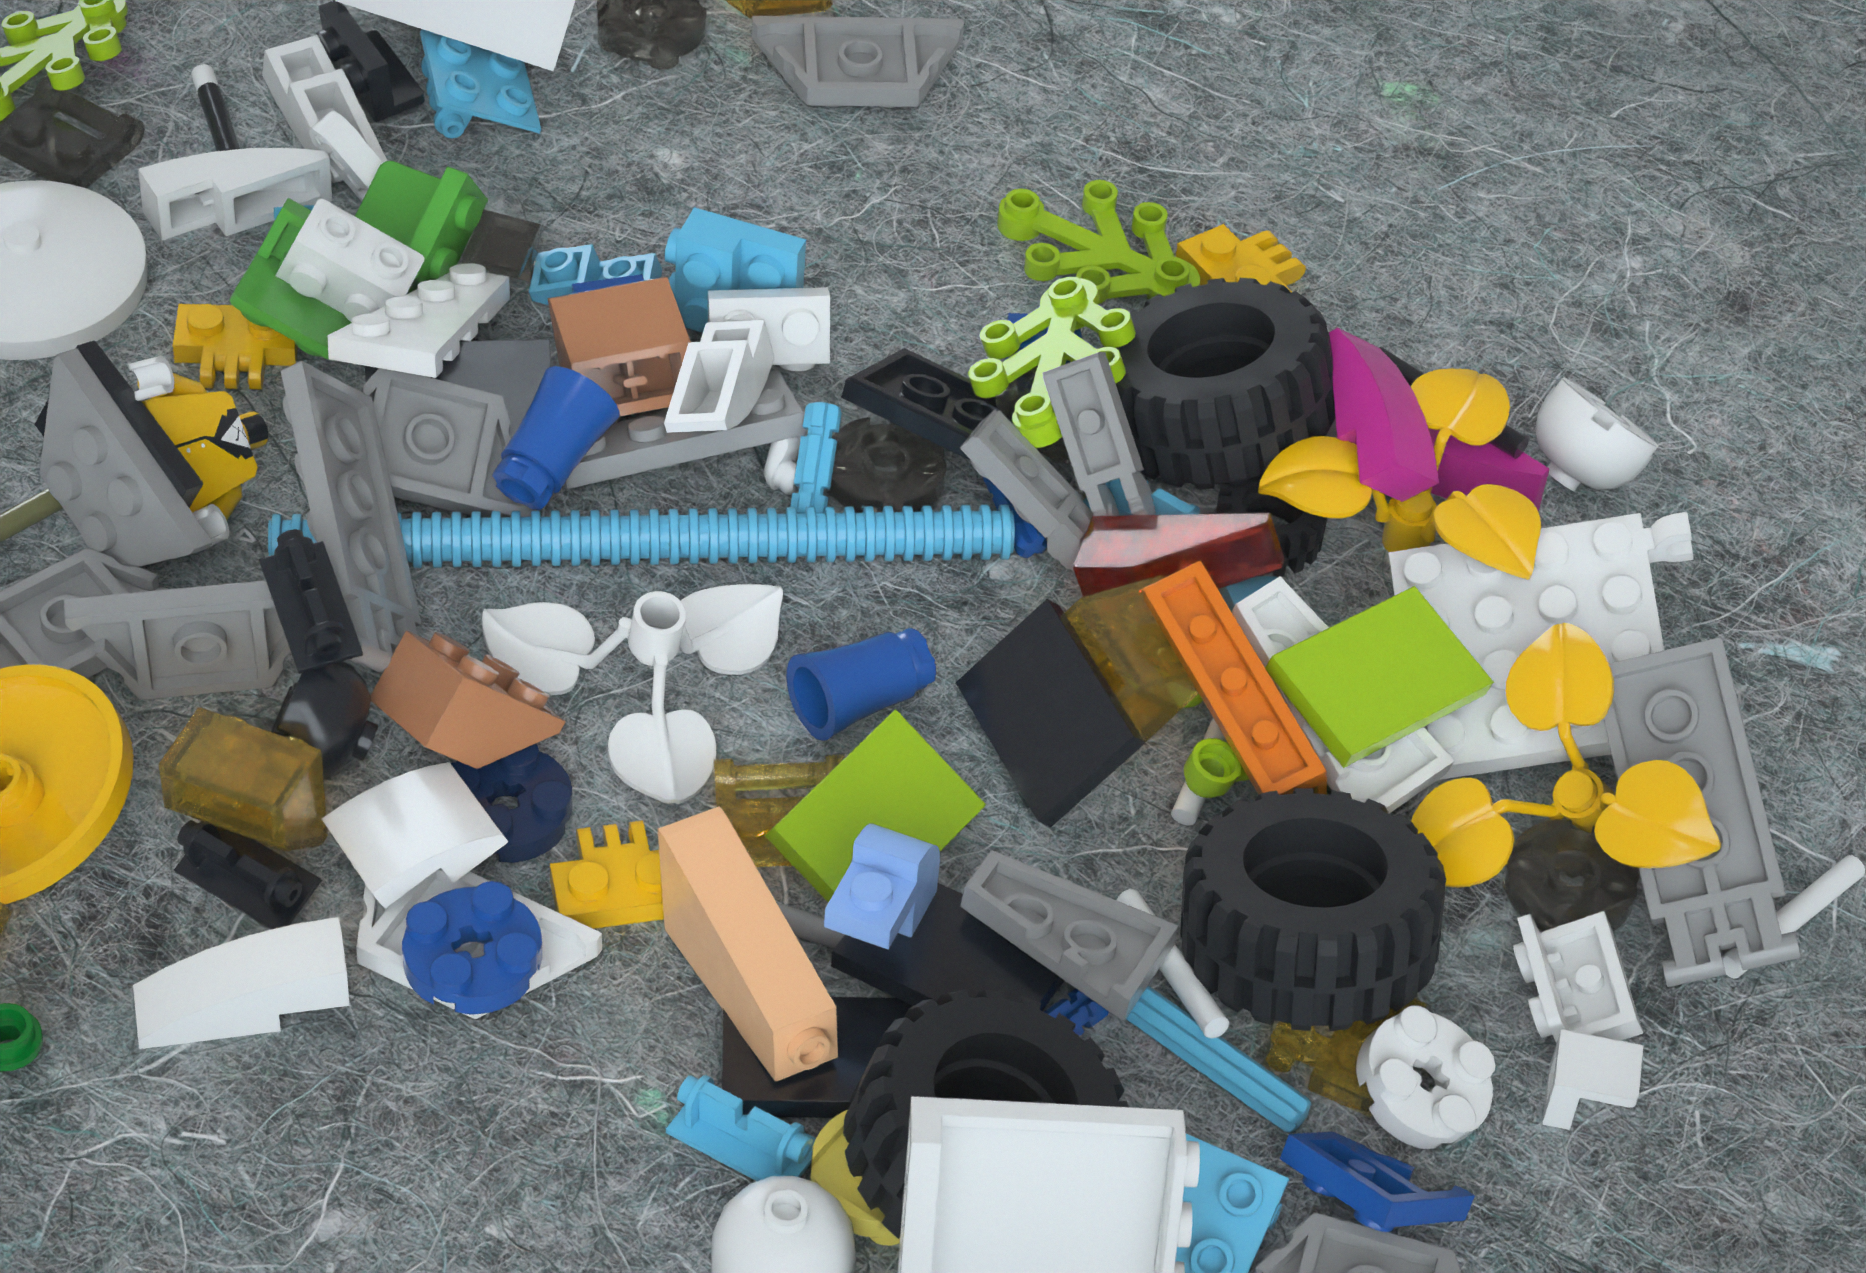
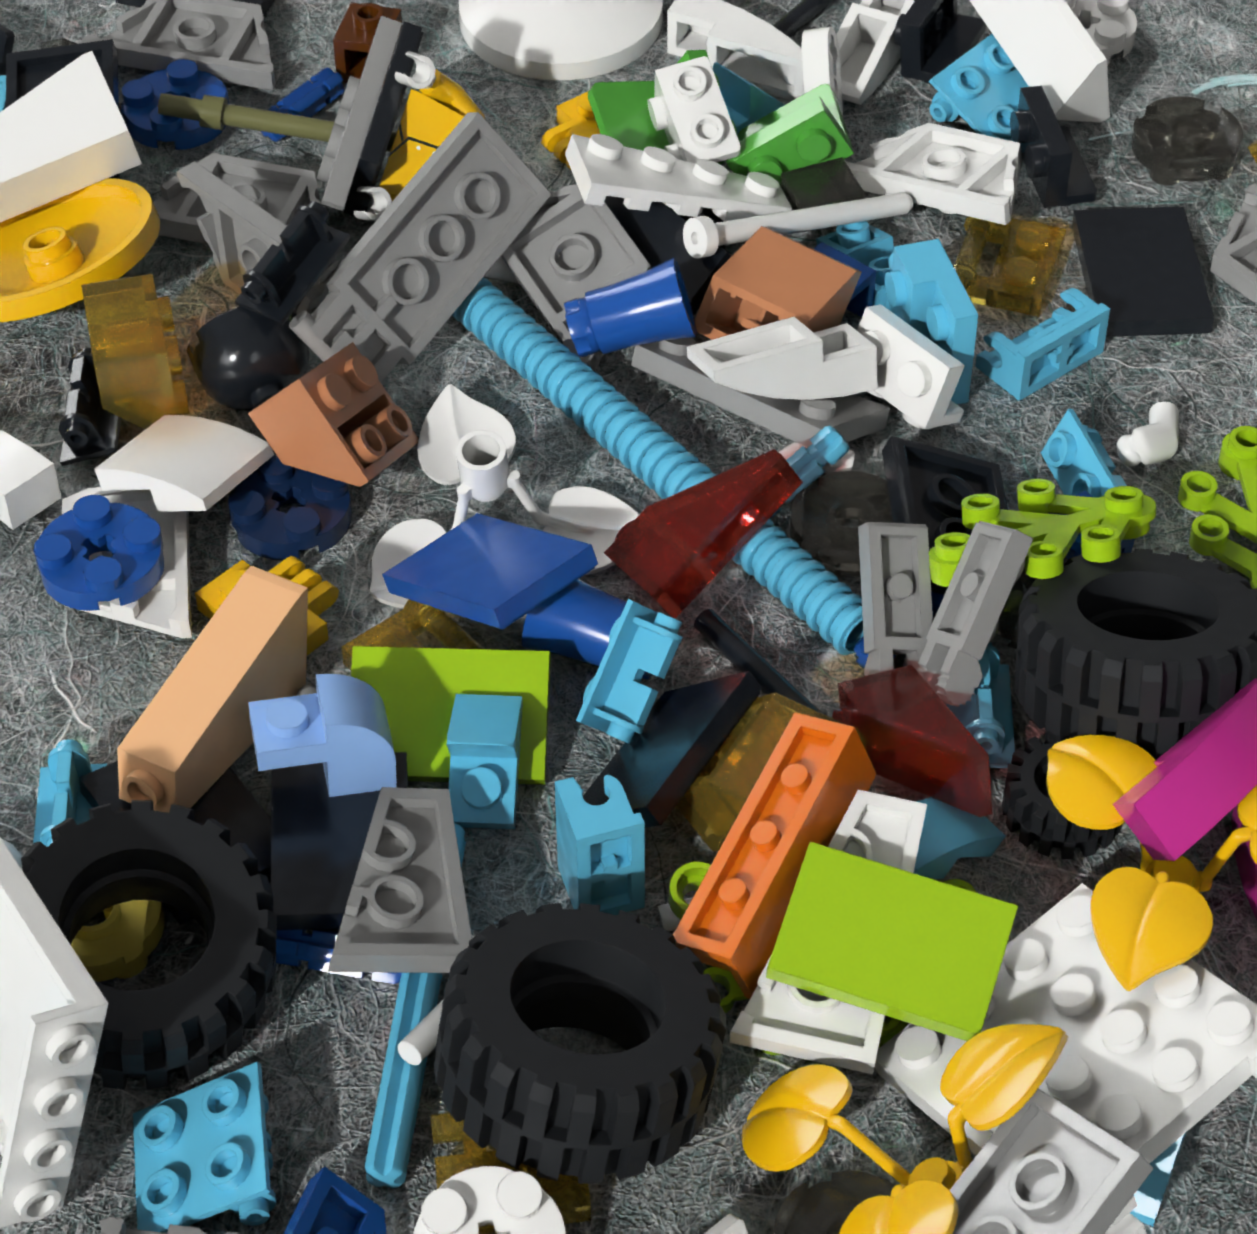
camera: 60 degrees right, 0 degrees up
(529, 337) = (704, 236): none -> white bar
(555, 162) = (945, 171): none -> white wing
(591, 95) = (1049, 152): none -> black bracket
(675, 187) = (1022, 266): none -> clear yellow plate
(767, 140) = (1143, 270): none -> black tile
(769, 695) = (490, 570): none -> blue tile
(808, 220) = (1047, 349): none -> medium azure hinge
(835, 566) = (694, 533): none -> clear red slope
(939, 807) = (484, 760): none -> medium azure slope
(955, 304) = (1079, 458): none -> medium azure hinge
(961, 246) = (1154, 441): none -> white arm
(961, 701) = (637, 643): none -> medium azure hinge
(964, 614) = (746, 657): none -> black bar
(1118, 800) = (600, 848): none -> medium azure hinge

